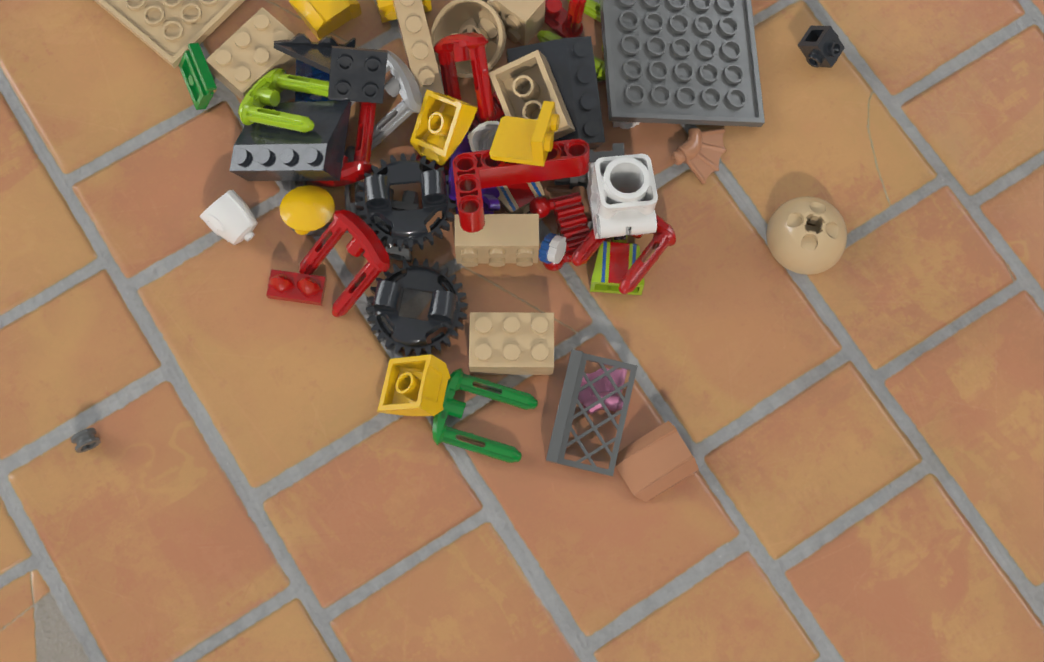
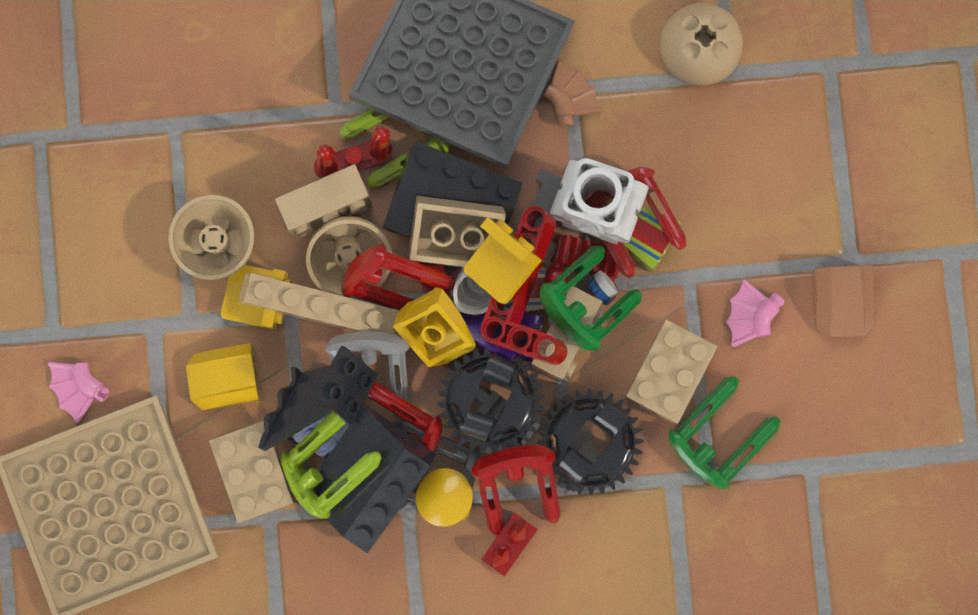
camera: 60 degrees left, 10 degrees up
(197, 76) = (245, 538): green plate -> none
(230, 218) = (412, 575): white helmet -> none
(414, 386) = (668, 483): yellow slope -> none
(507, 219) = (568, 317): none -> green piece
(567, 407) = (755, 352): dark grey fence -> none

